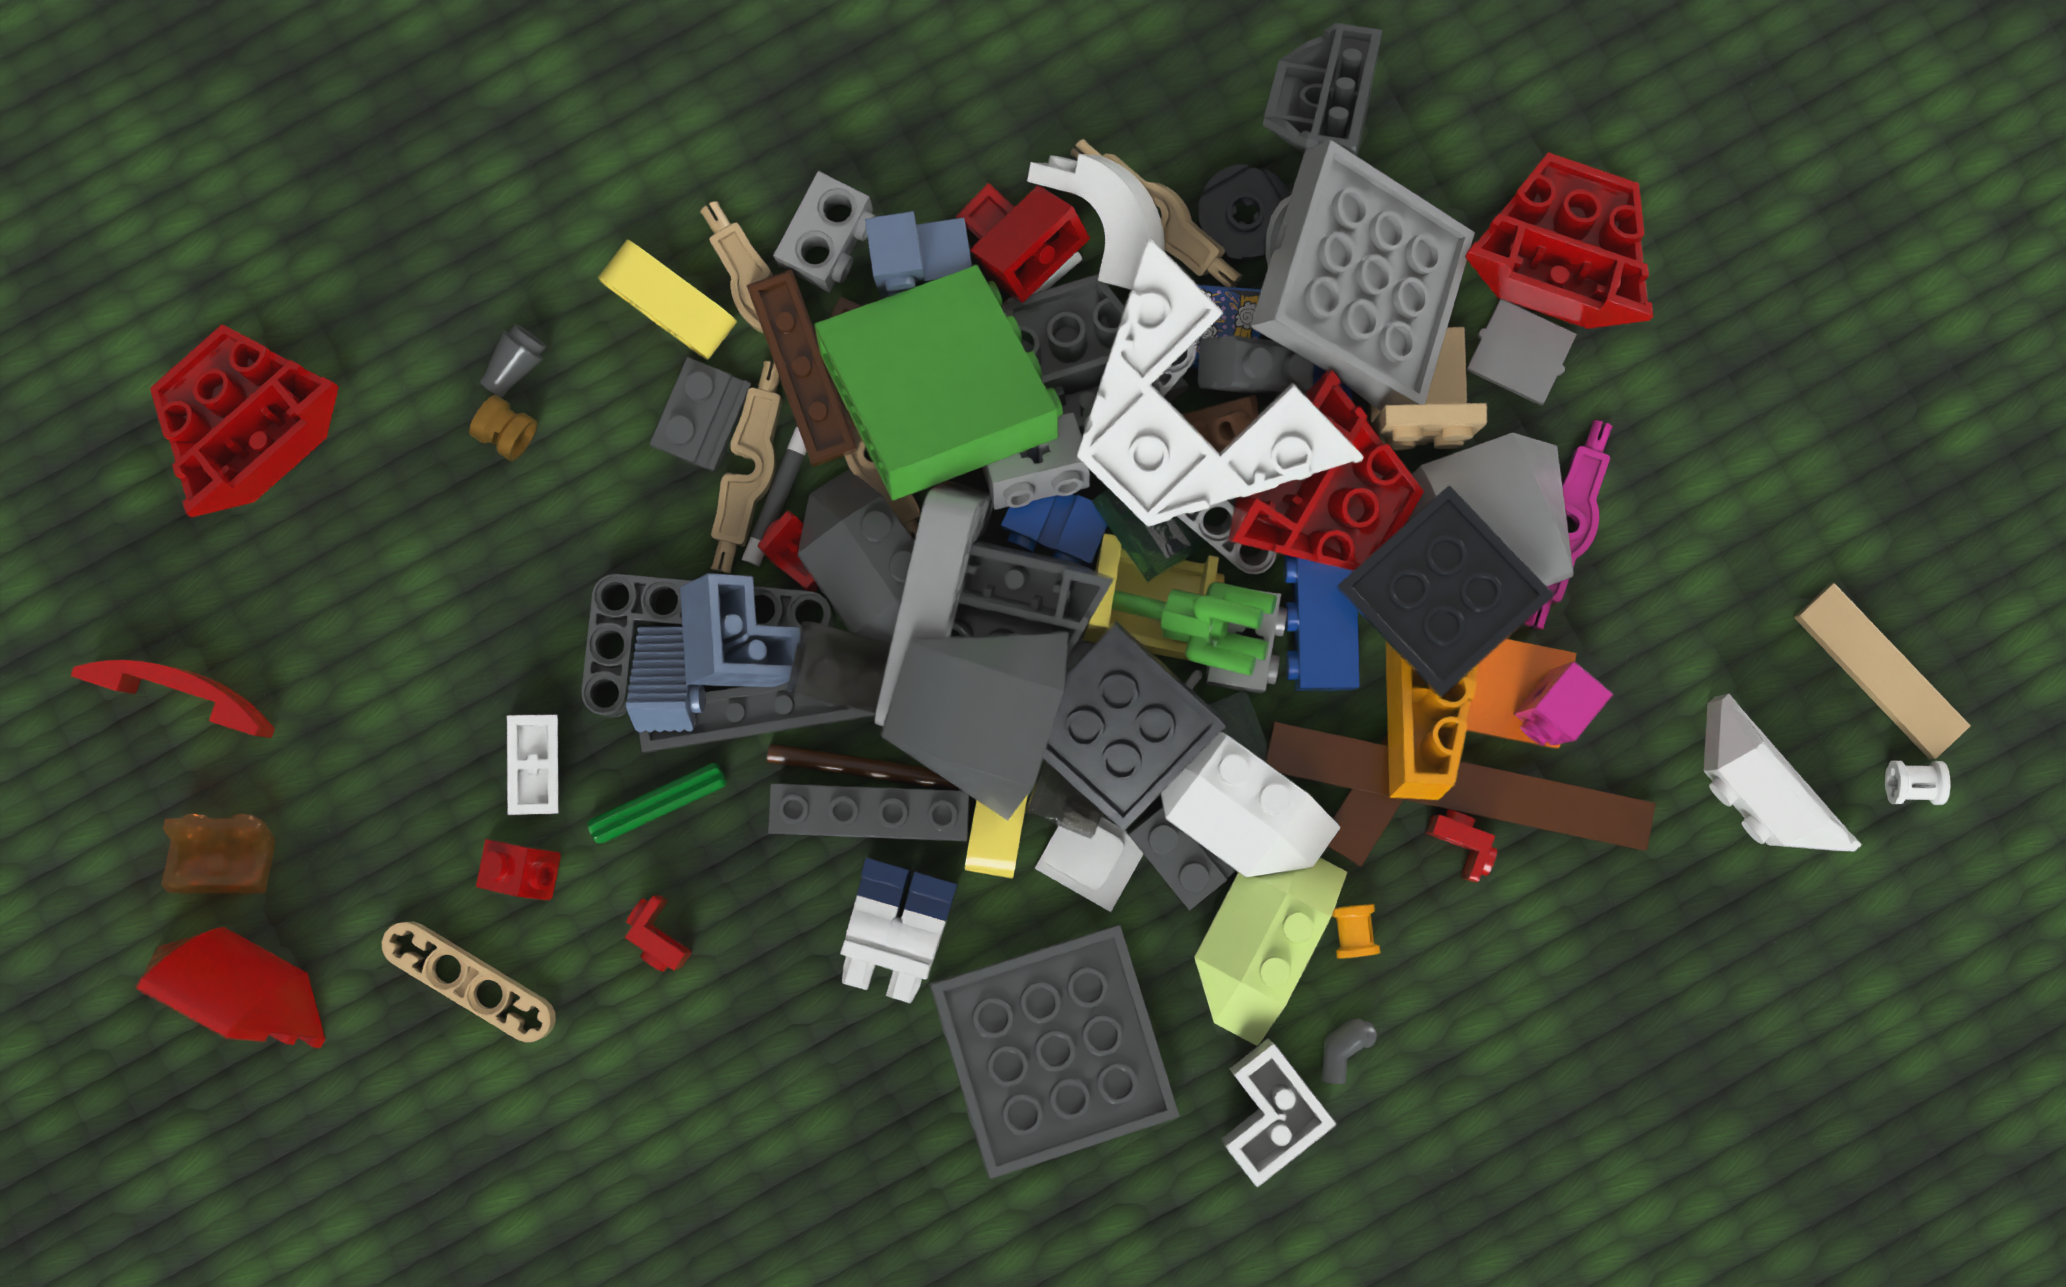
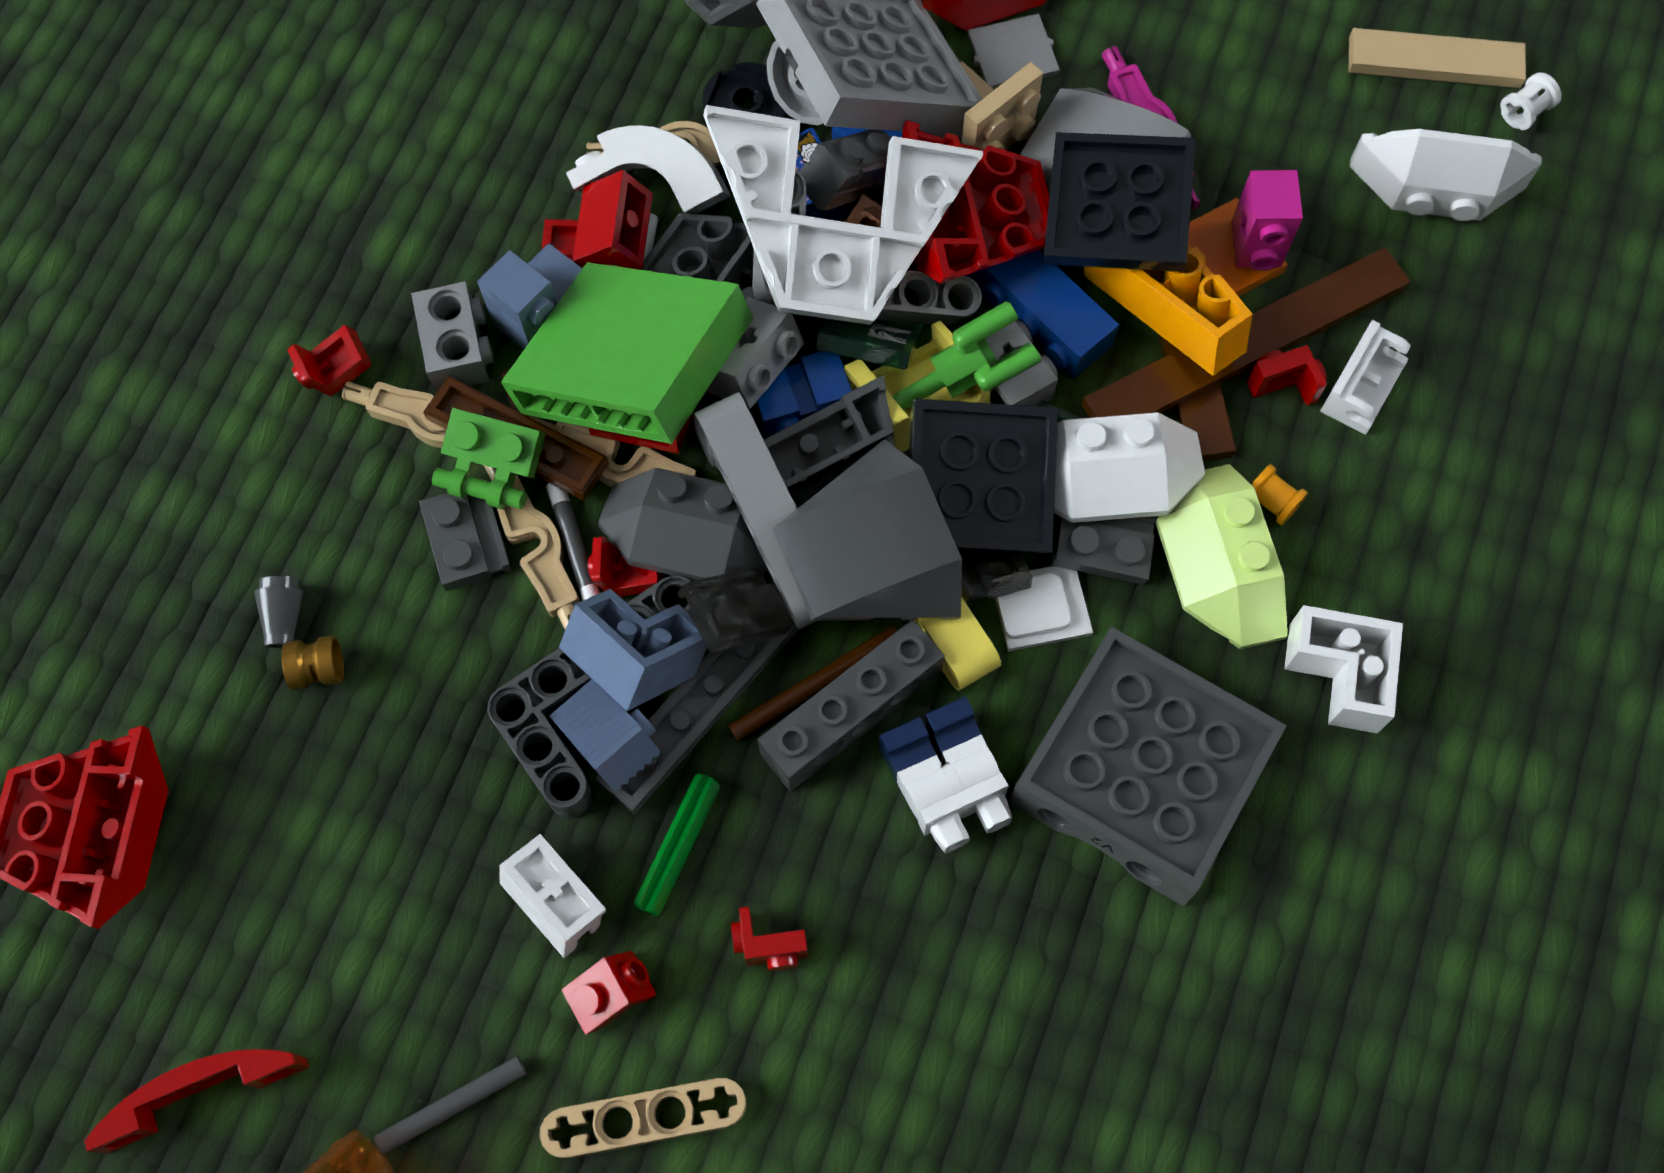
camera: 45 degrees left, 15 degrees down
(345, 853) = (450, 1105): none -> dark grey piece
(667, 299) = (367, 472): light yellow beam -> none
(712, 173) = (331, 362): none -> red bracket
(774, 364) = (490, 443): none -> bright green plate
(1342, 1044) = (1344, 582): dark grey arm -> none
(1525, 899) = (1367, 378): none -> white hinge

